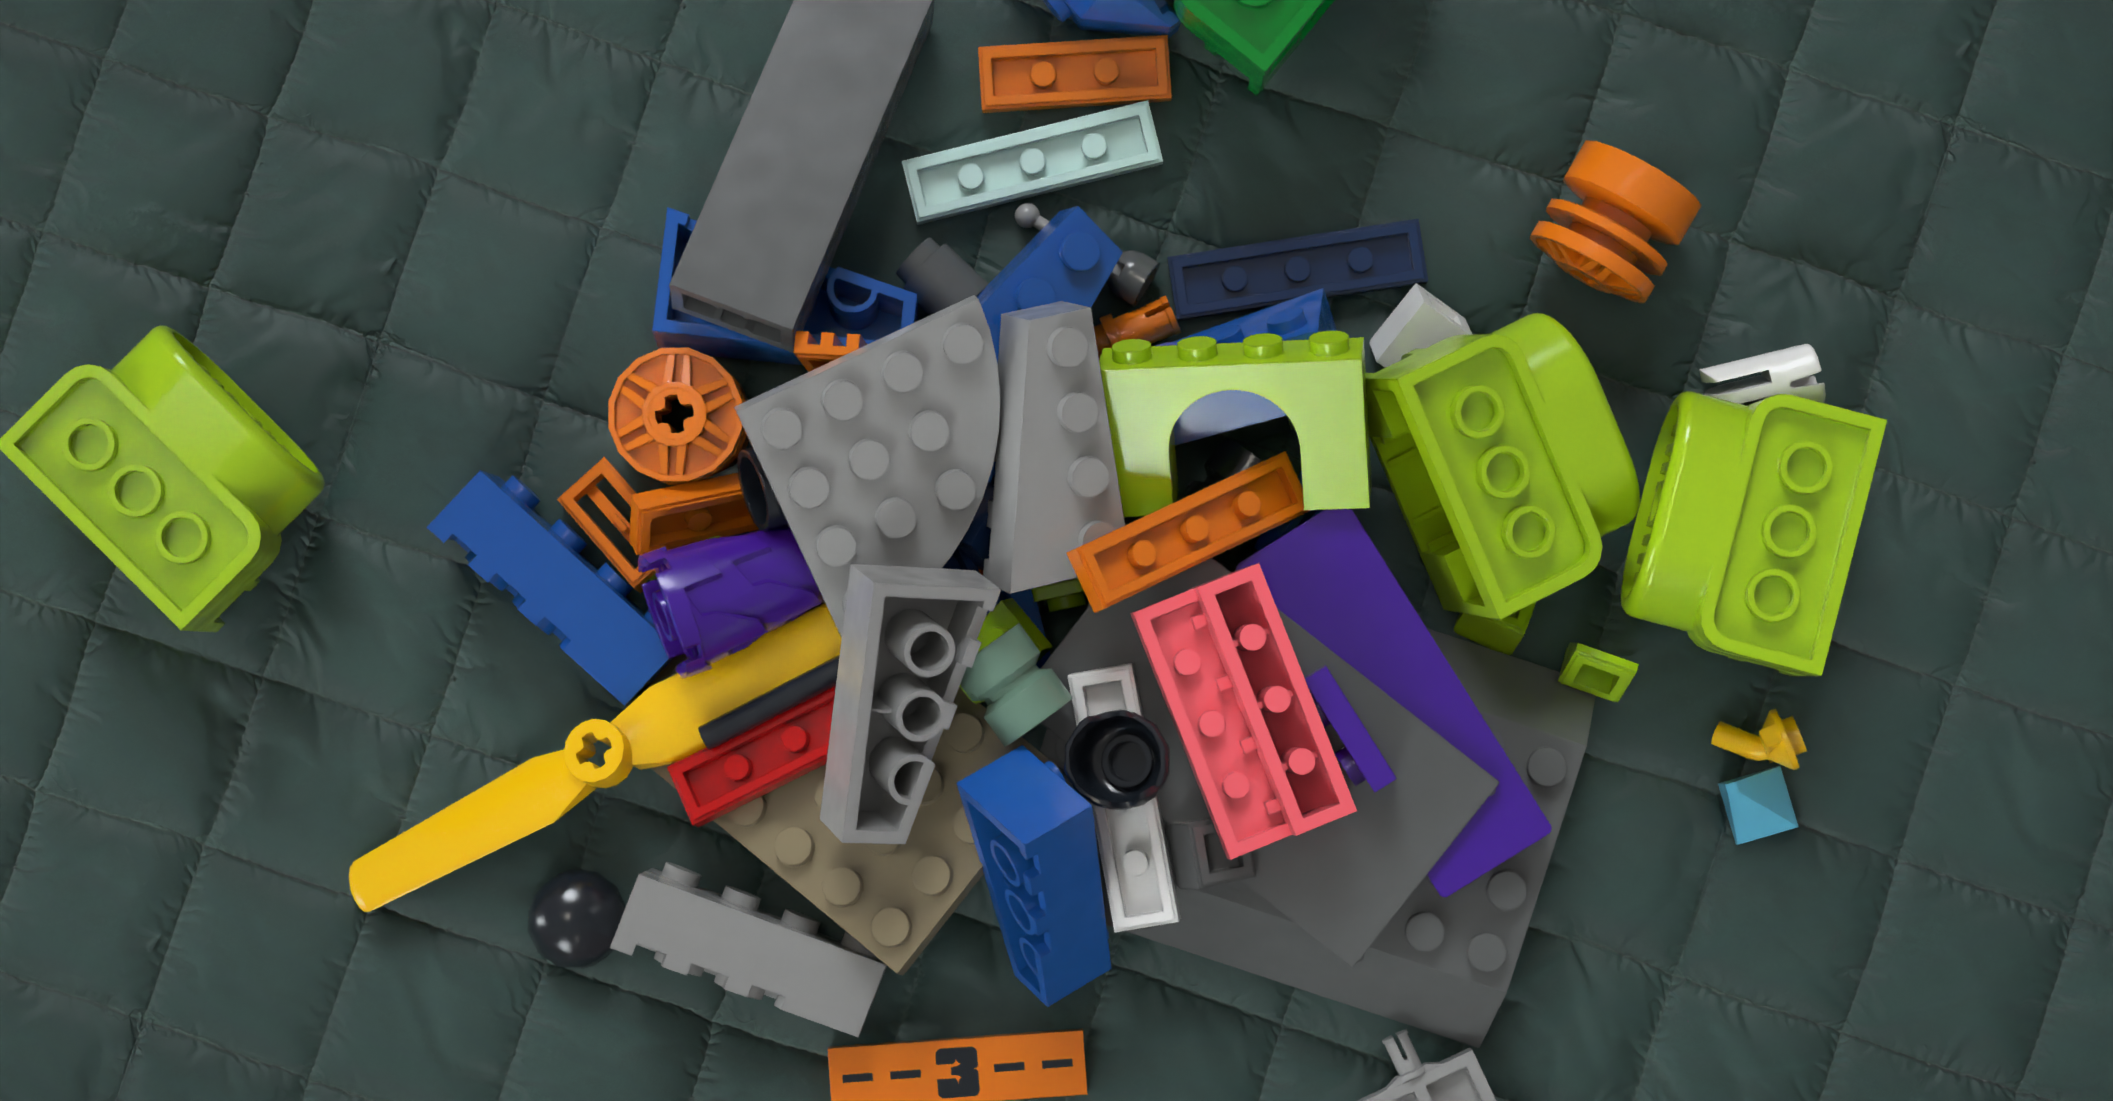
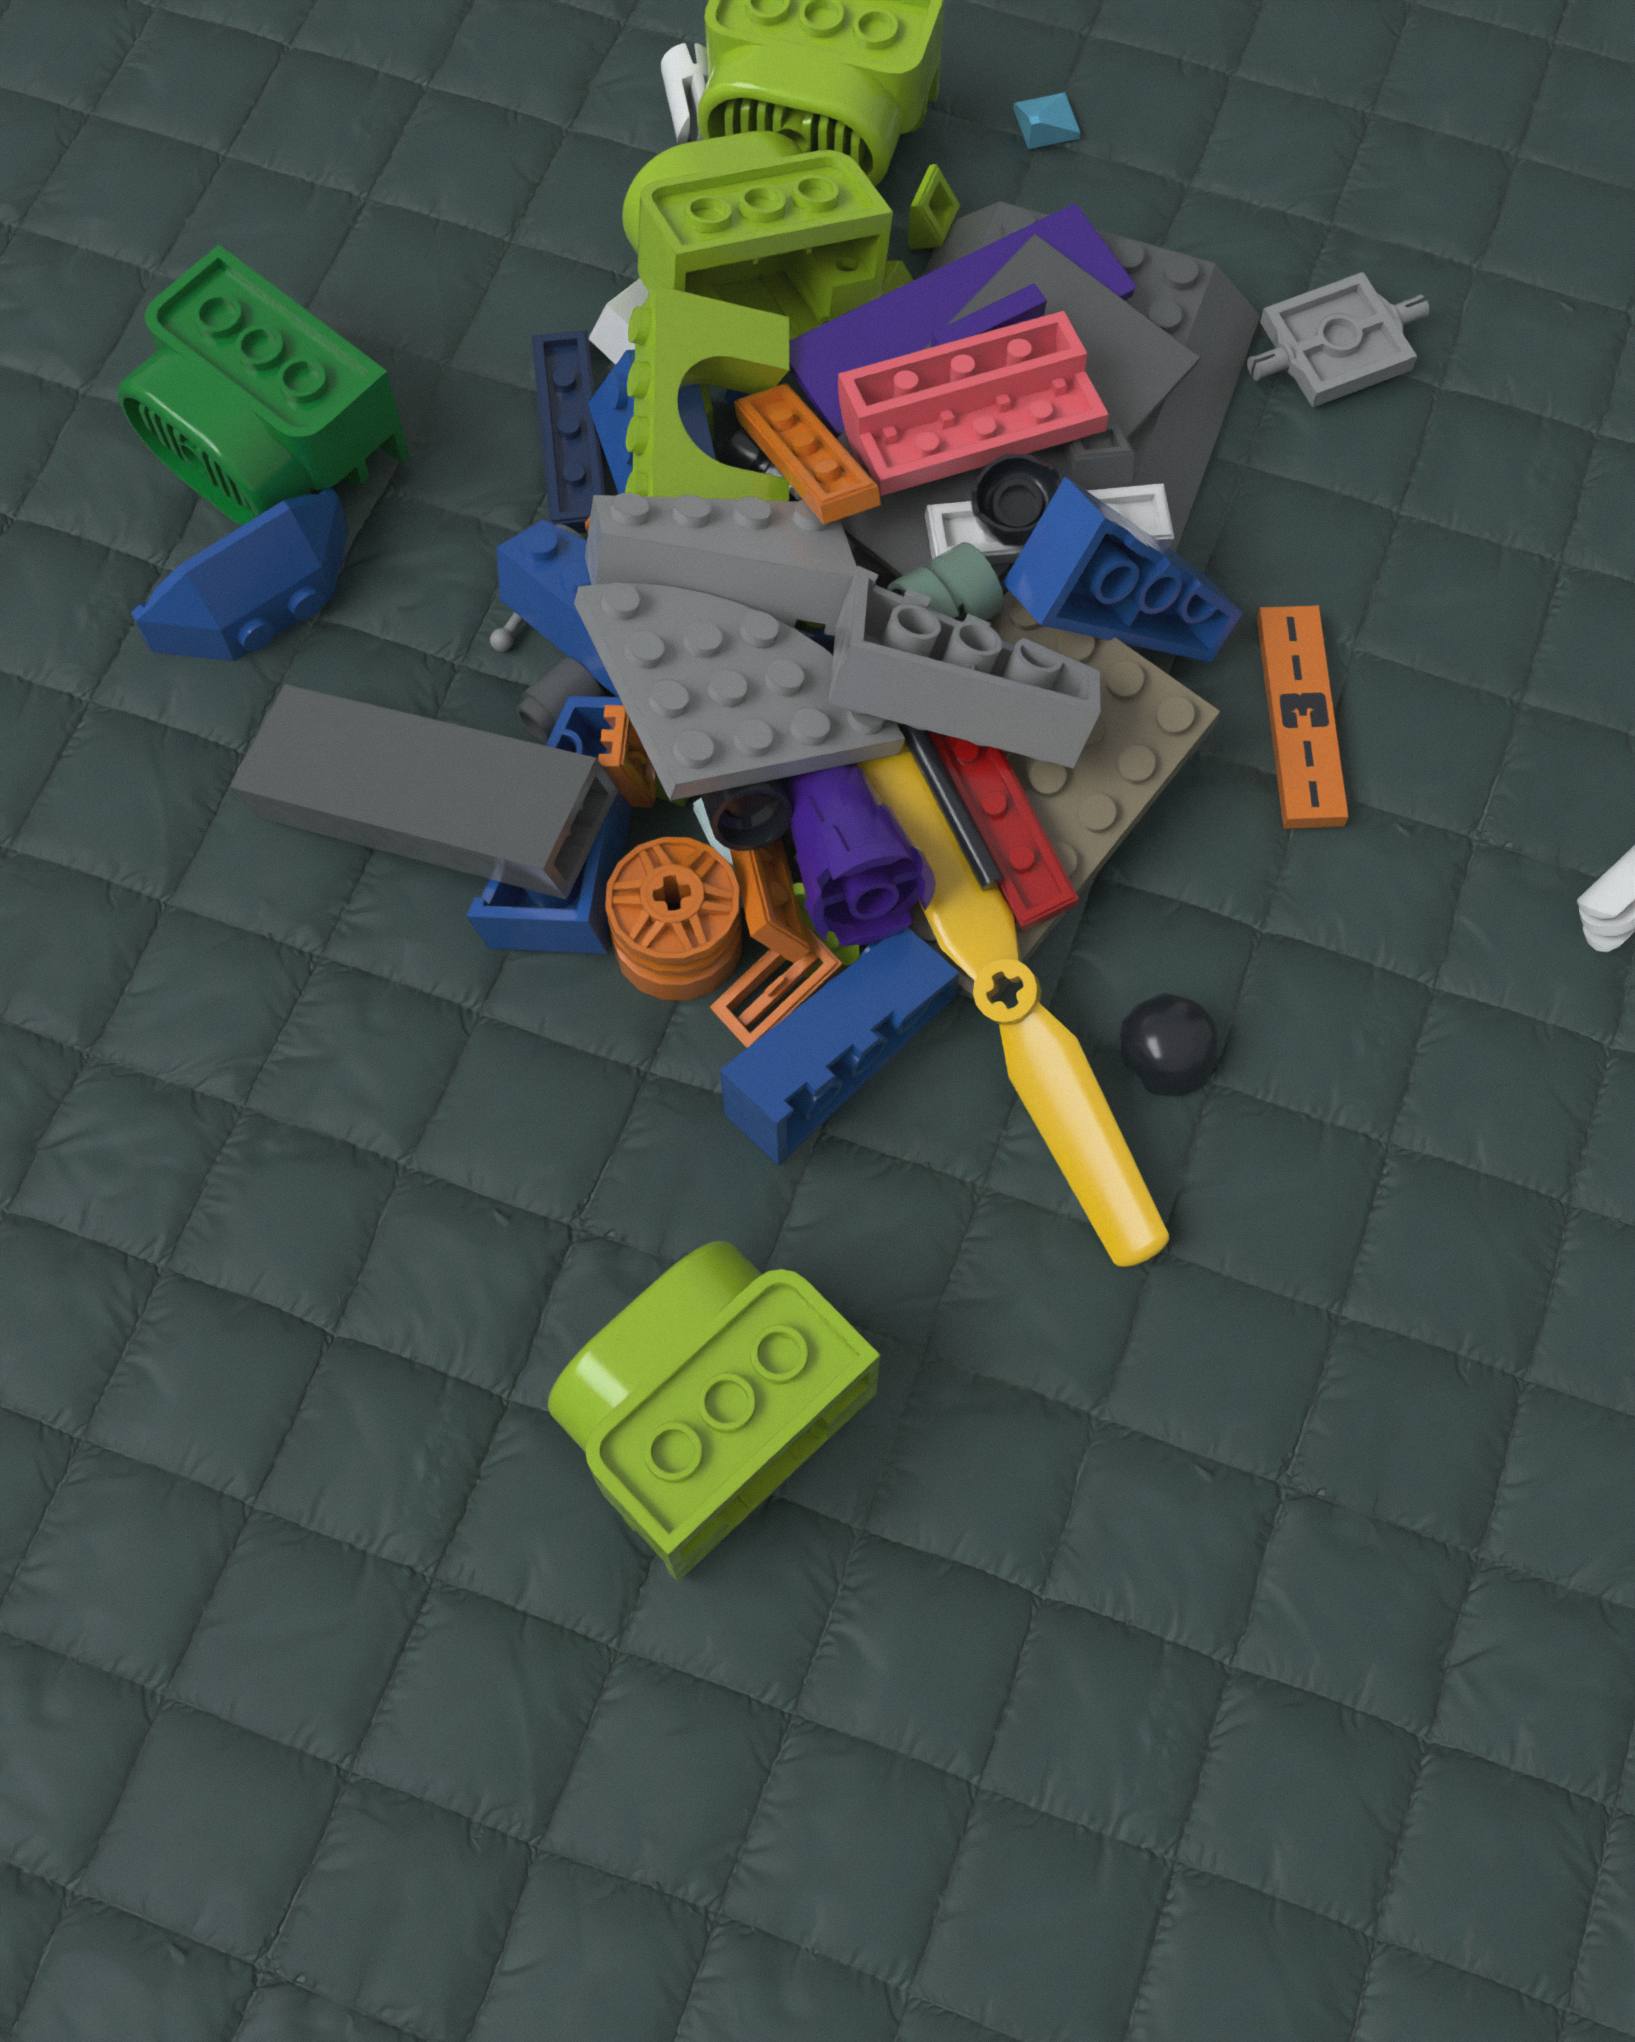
camera: 90 degrees left, 20 degrees down
(750, 948) = (1194, 877): light grey wedge -> none
(1032, 162) = (452, 629): light aqua tile -> none
(1074, 73) = (373, 600): orange tile -> none
(1620, 211) = (546, 174): orange wheel -> none
(1777, 741) = (992, 94): yellow plate -> none

